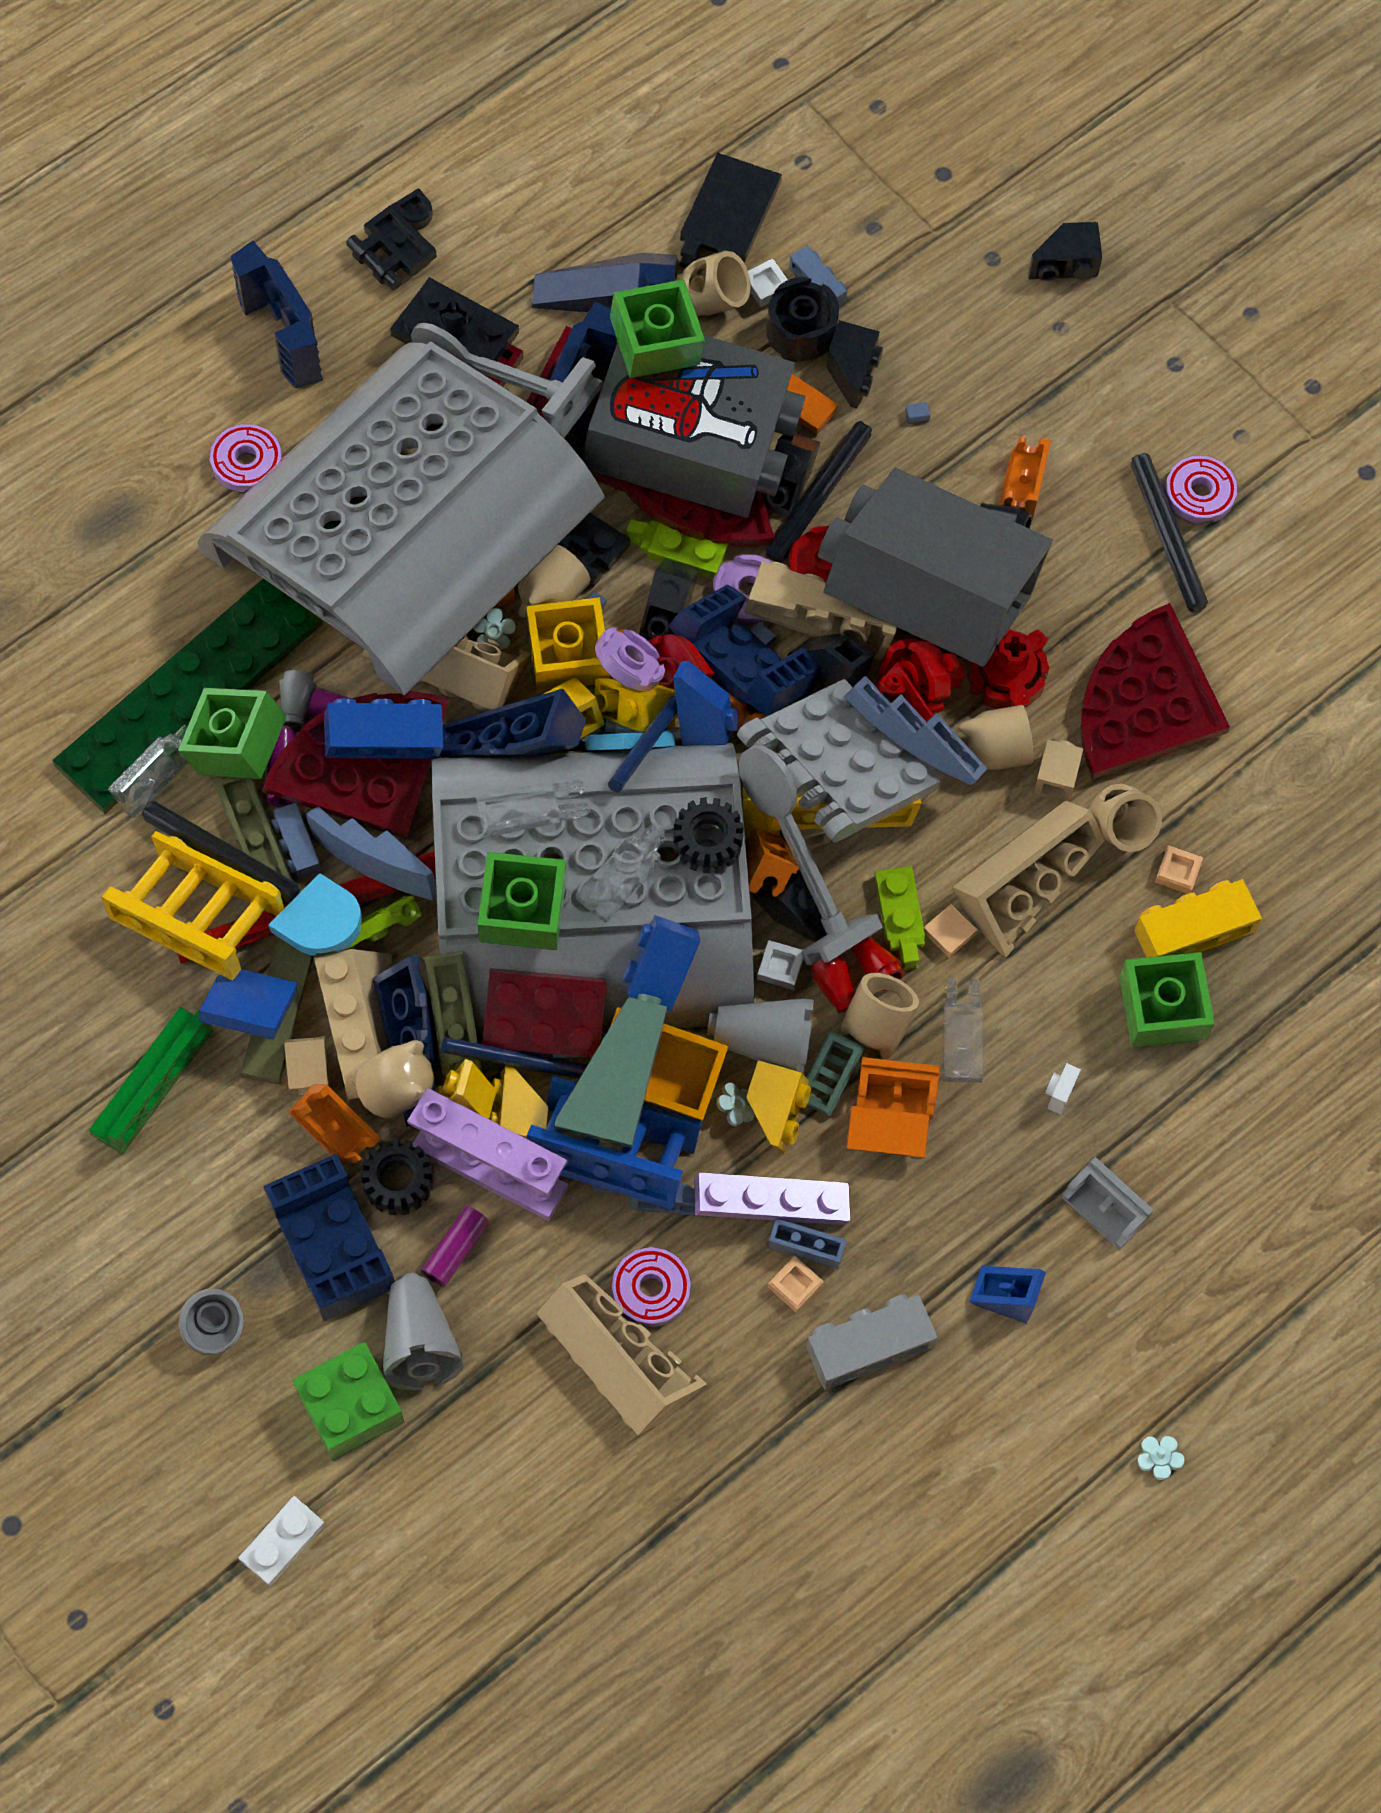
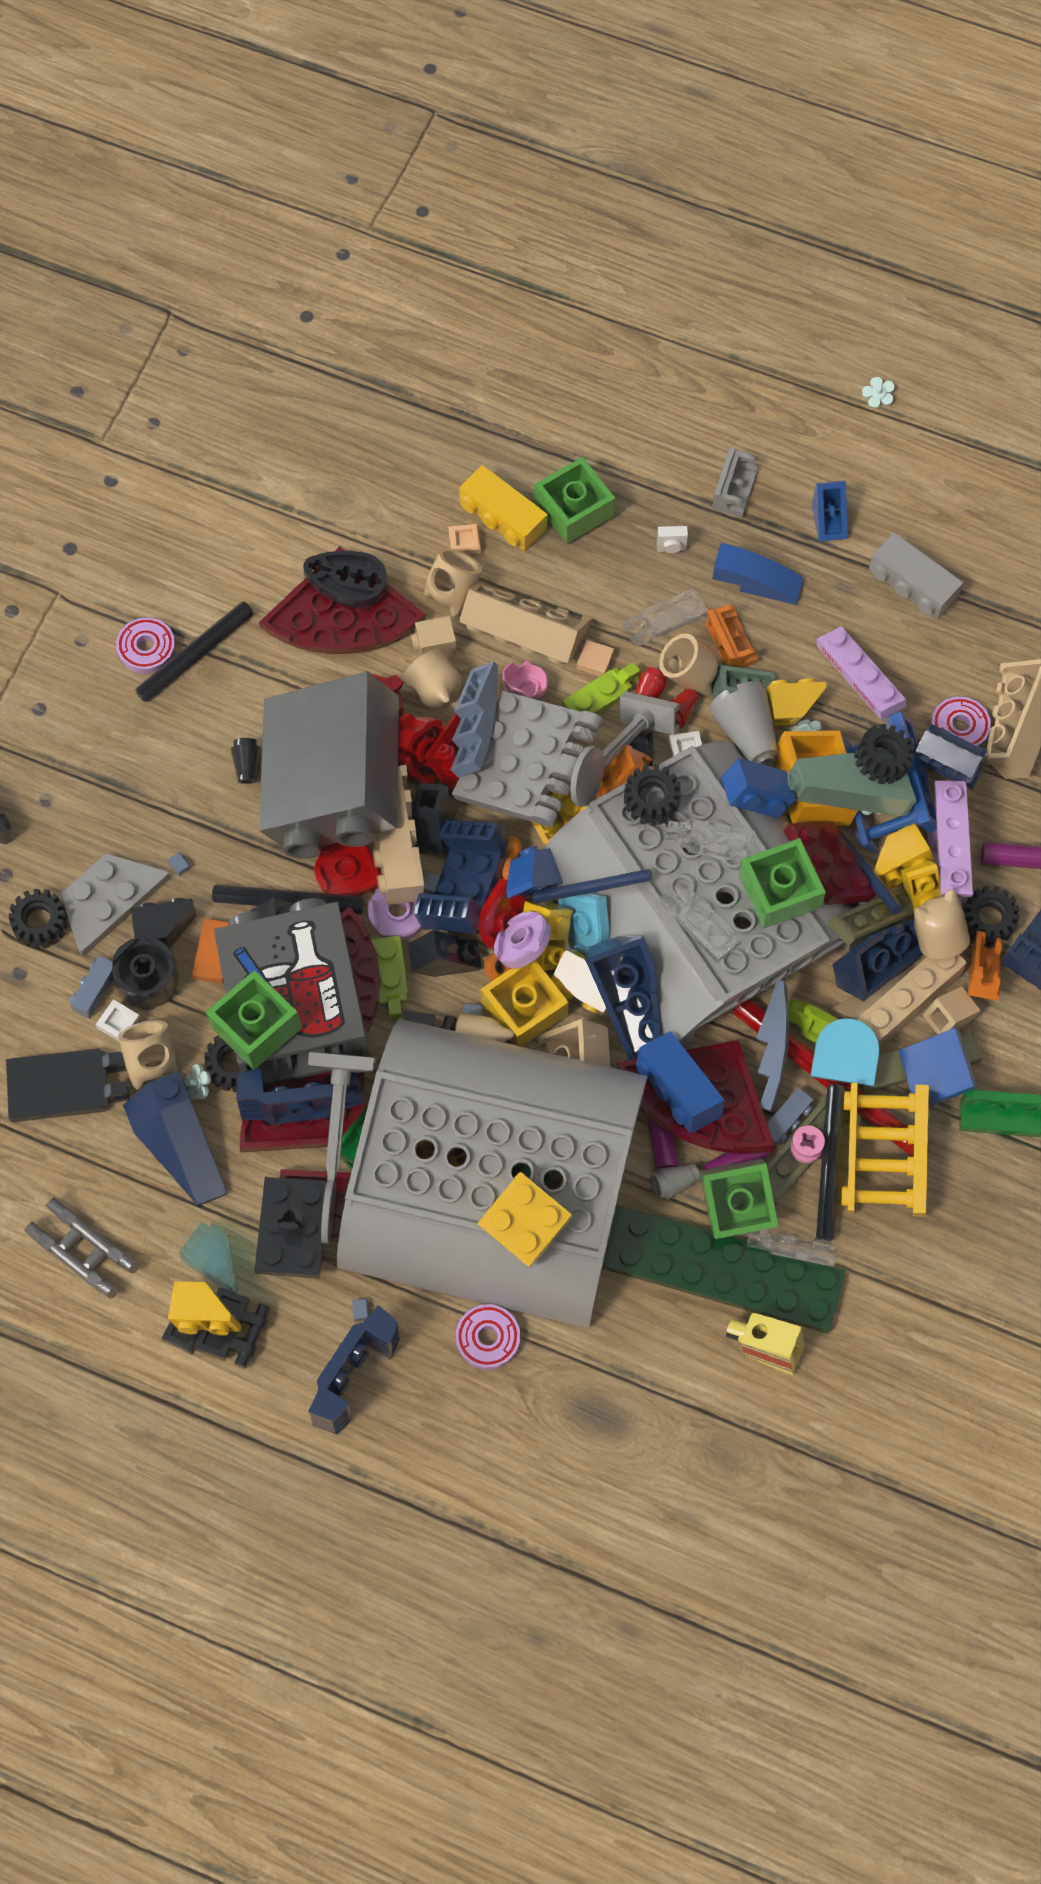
camera: 115 degrees left, 0 degrees up
(72, 690) = (769, 1341): none -> light yellow torso
(252, 842) = (804, 1150): none -> bright pink wheel
(301, 468) = (525, 1220): none -> yellow brick
(343, 364) = (360, 1309): none -> sand blue piece
(417, 216) = (197, 1308): none -> yellow slope
(468, 258) = (211, 1255): none -> clear light blue slope
(558, 145) = (78, 1230): none -> flat silver piece
(595, 1208) = (951, 756): none -> plate
(618, 1085) = (893, 743): none -> black tyre
(795, 1284) = (902, 641): light nougat tile -> none
(807, 1243) = (874, 641): sand blue piece -> none
(887, 1131) = (767, 629): orange hinge -> none
(914, 332) = (106, 895): none -> light grey wing
(925, 243) = (34, 902): none -> black tyre
(953, 832) = (525, 680): none -> bright pink hair
(966, 1159) = (757, 574): none -> blue slope
(1025, 475) = (202, 760): orange hinge -> none
(1190, 724) = (346, 592): none -> black piece

